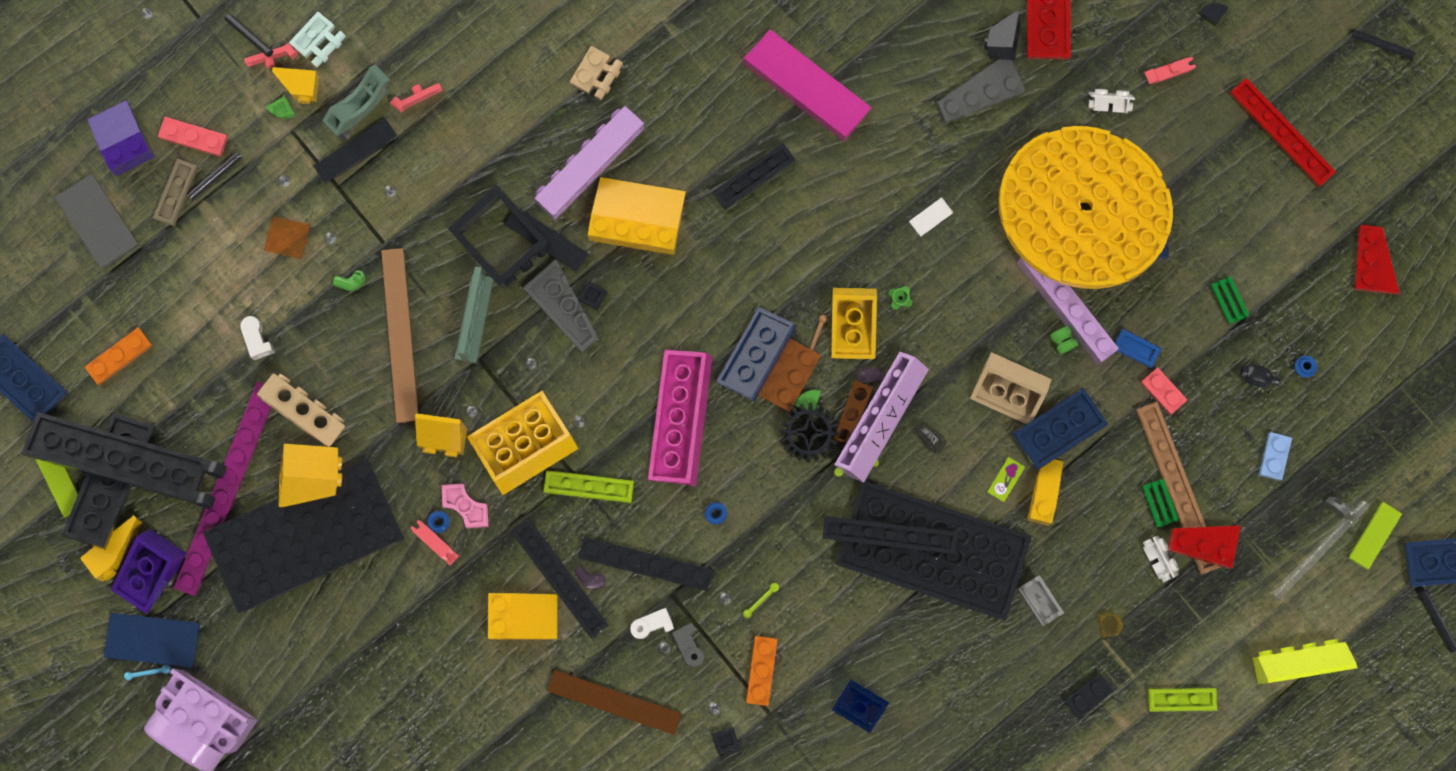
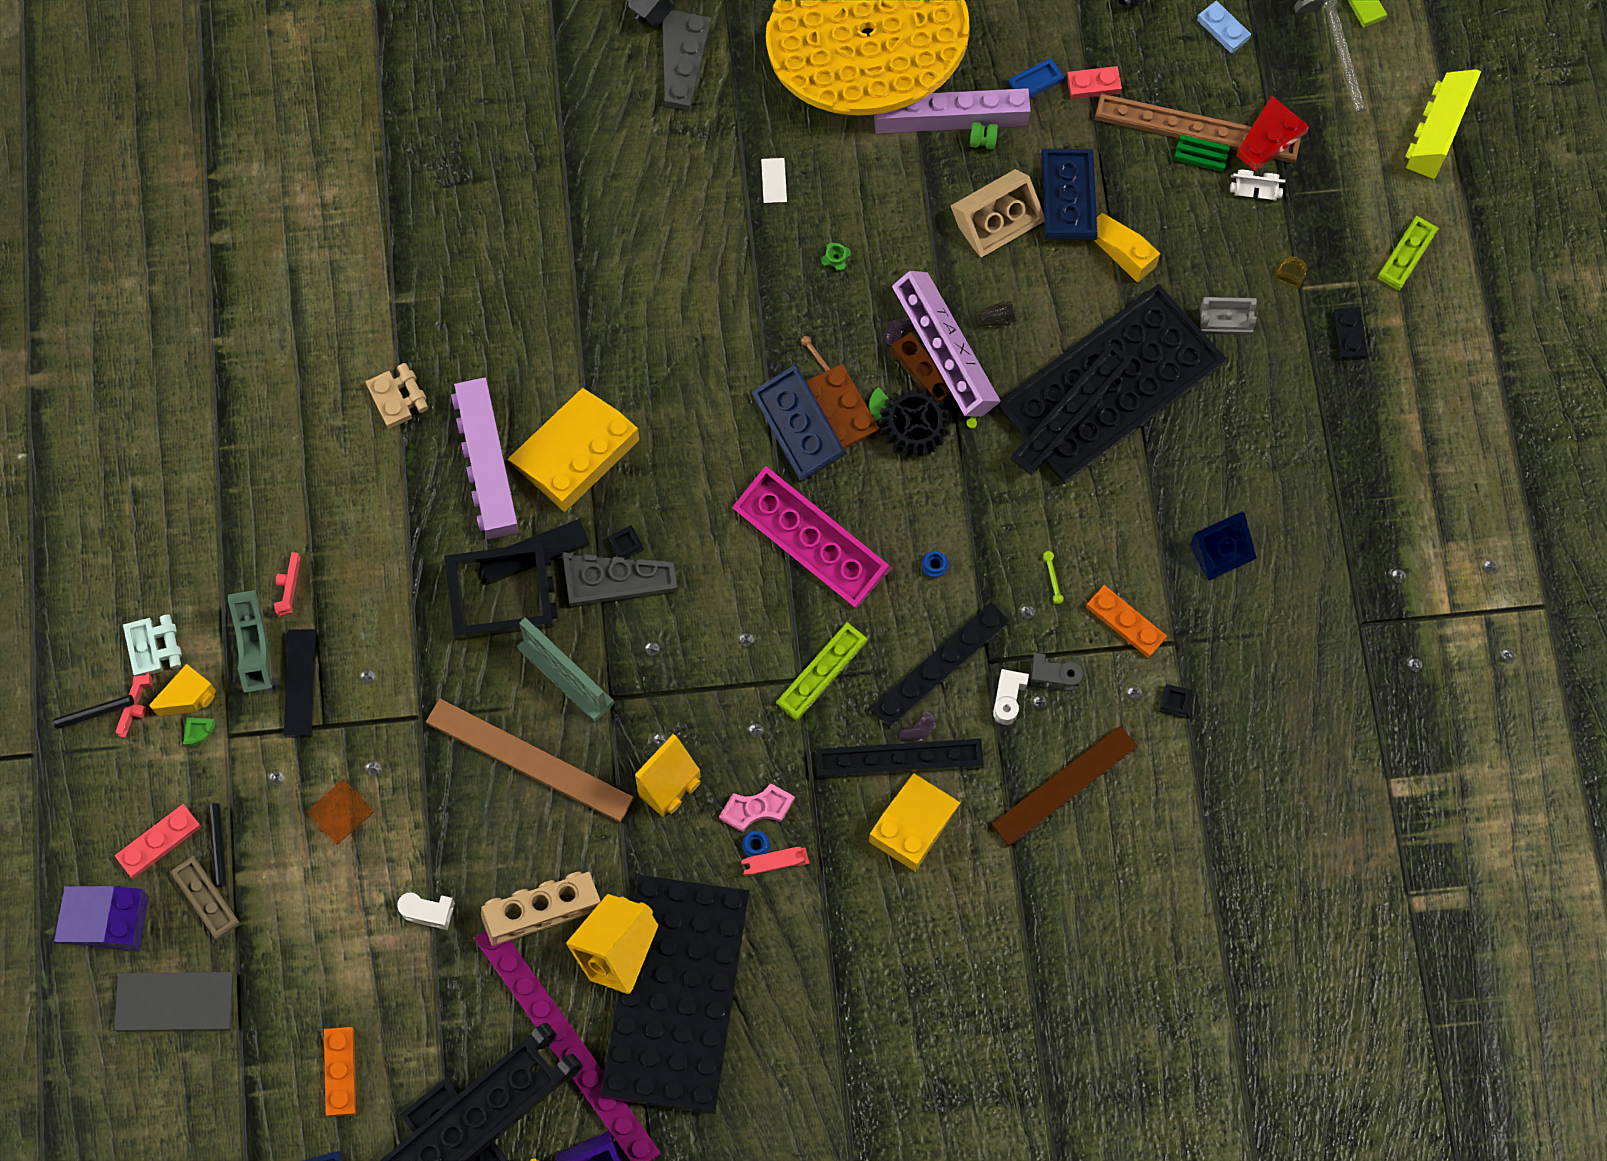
camera: 55 degrees left, 10 degrees down
(351, 283) = (438, 774): bright green arm -> none
(522, 442) = (731, 705): yellow slope -> none
(754, 176) = (615, 313): black plate -> none
(806, 85) = (558, 208): dark pink arch -> none
(854, 323) = (831, 312): yellow slope -> none
(1006, 479) = (1084, 275): lime sticker -> none

